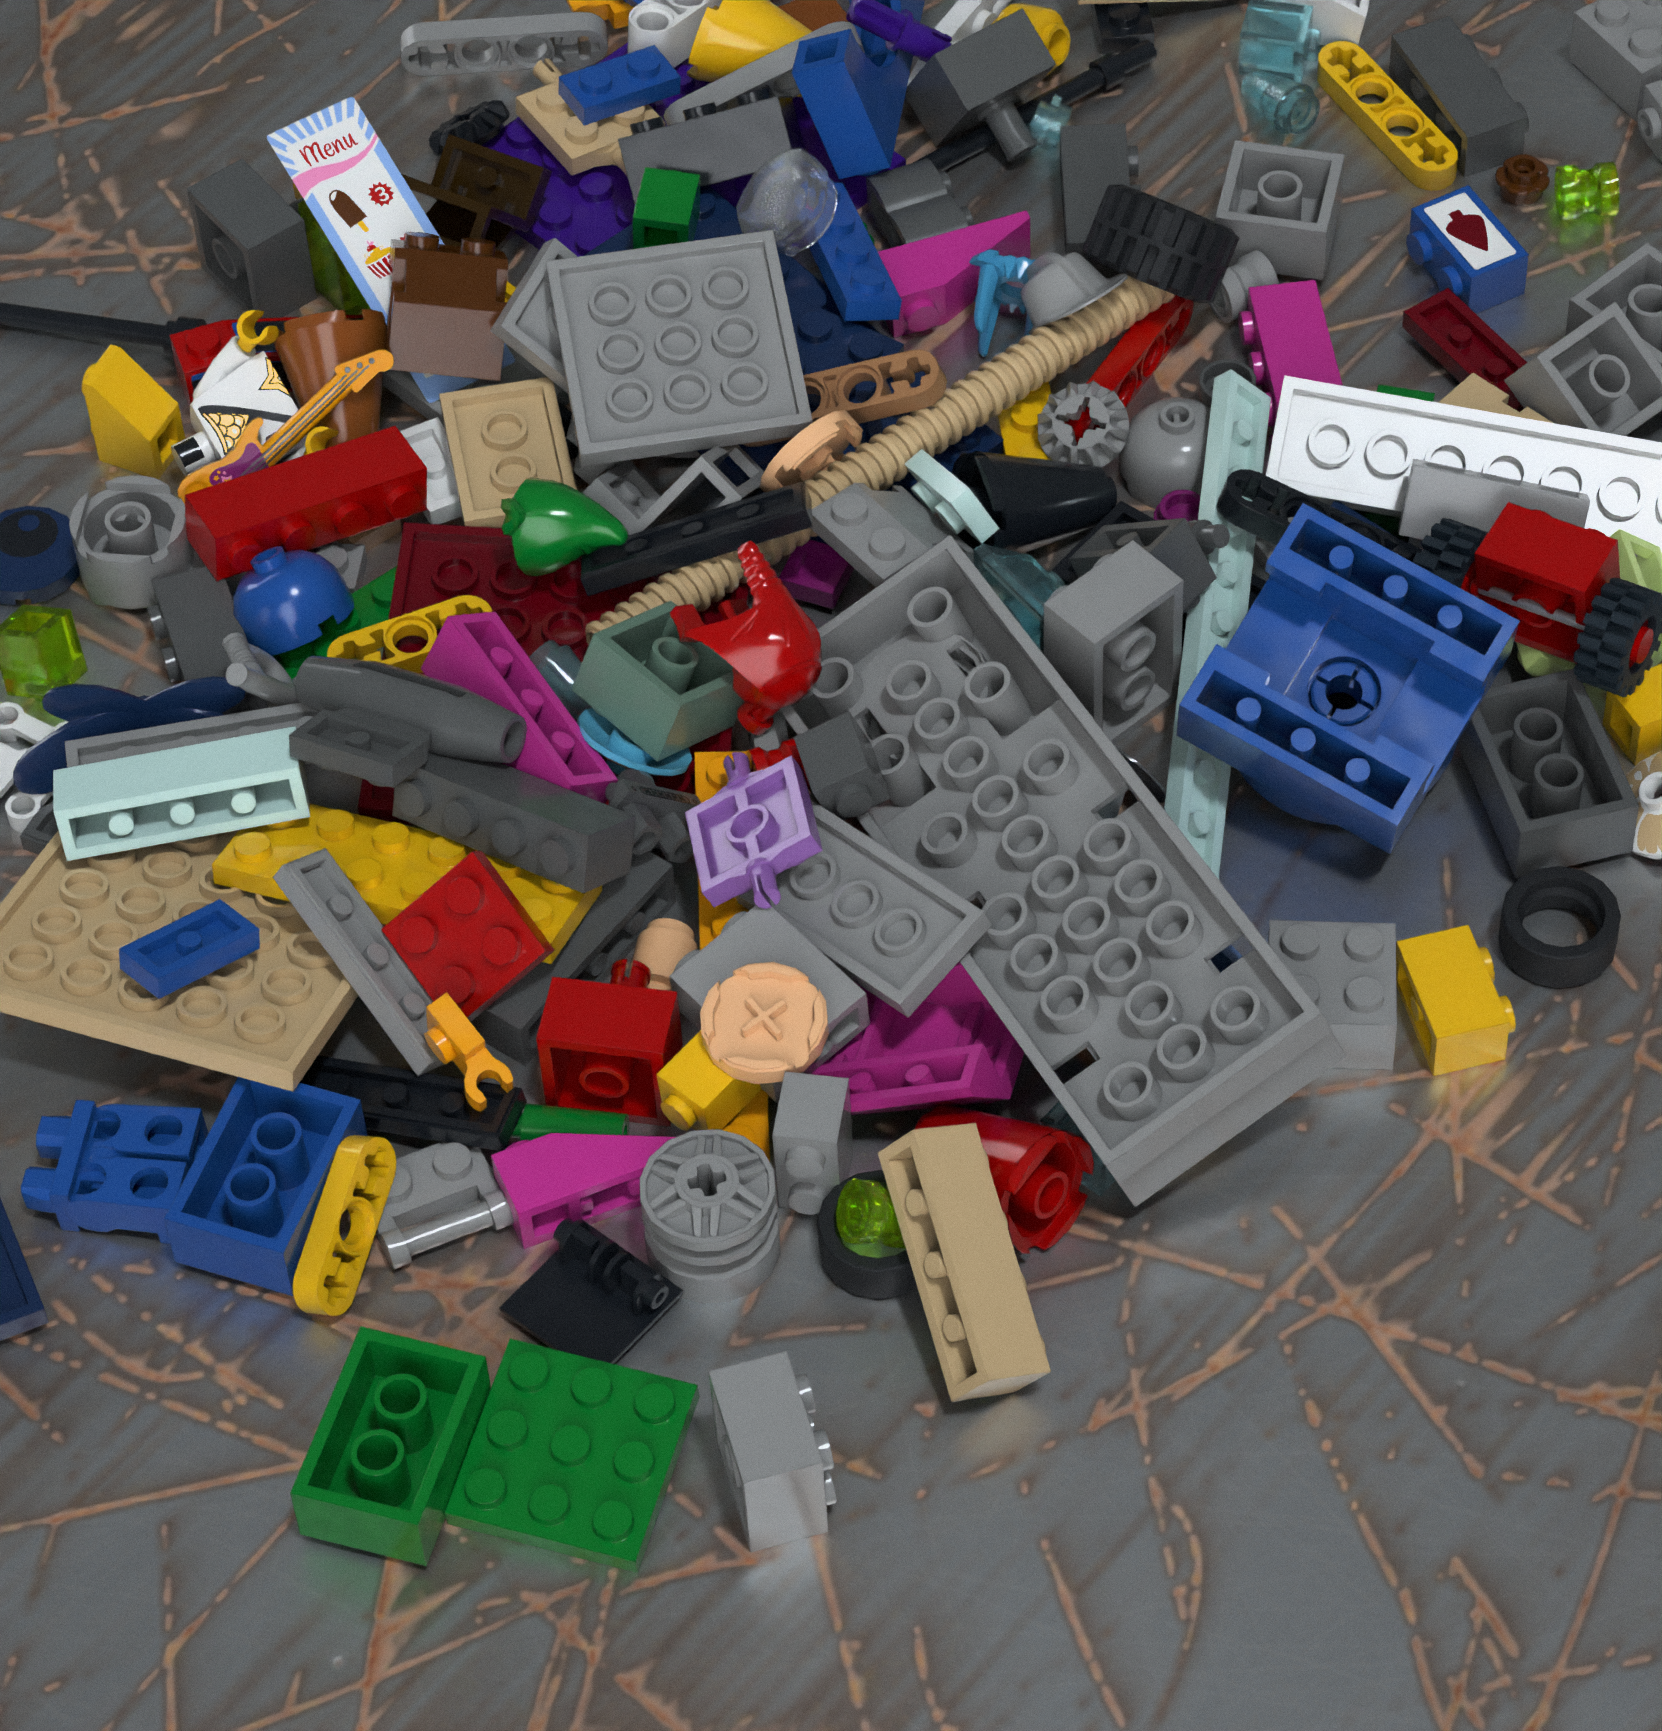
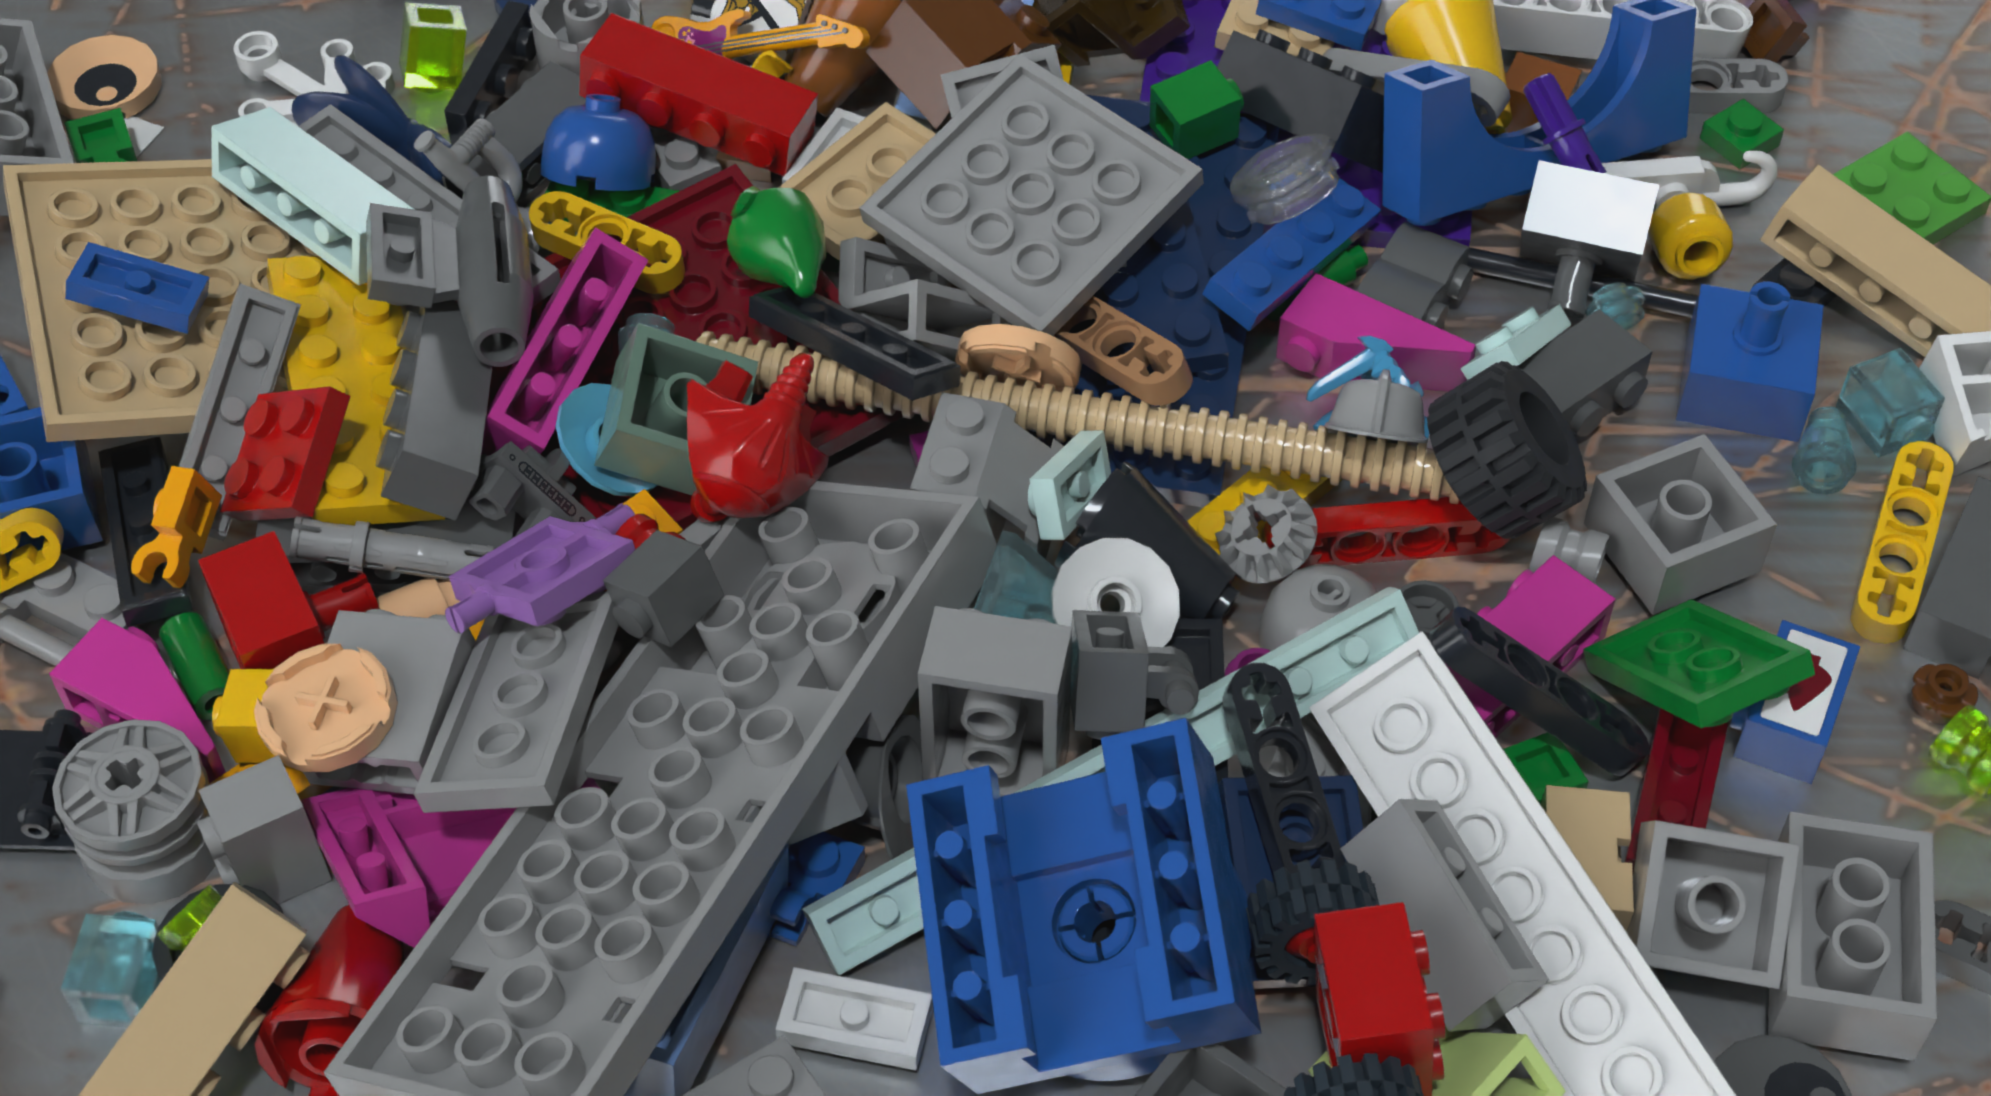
camera: 50 degrees right, 0 degrees up
(105, 634) = (493, 71): none -> black plate
(603, 940) = (381, 550): none -> light grey pin
(837, 1305) = (111, 969): none -> clear light blue brick
(1043, 190) = (1518, 339): none -> light aqua plate
(1055, 527) = (1130, 574): none -> white dish
(1173, 84) = (1751, 361): none -> blue brick
(1277, 885) = (855, 1018): none -> white plate
(1361, 361) = (1539, 691): none -> black beam
(1406, 271) = (1699, 663): none -> green plate

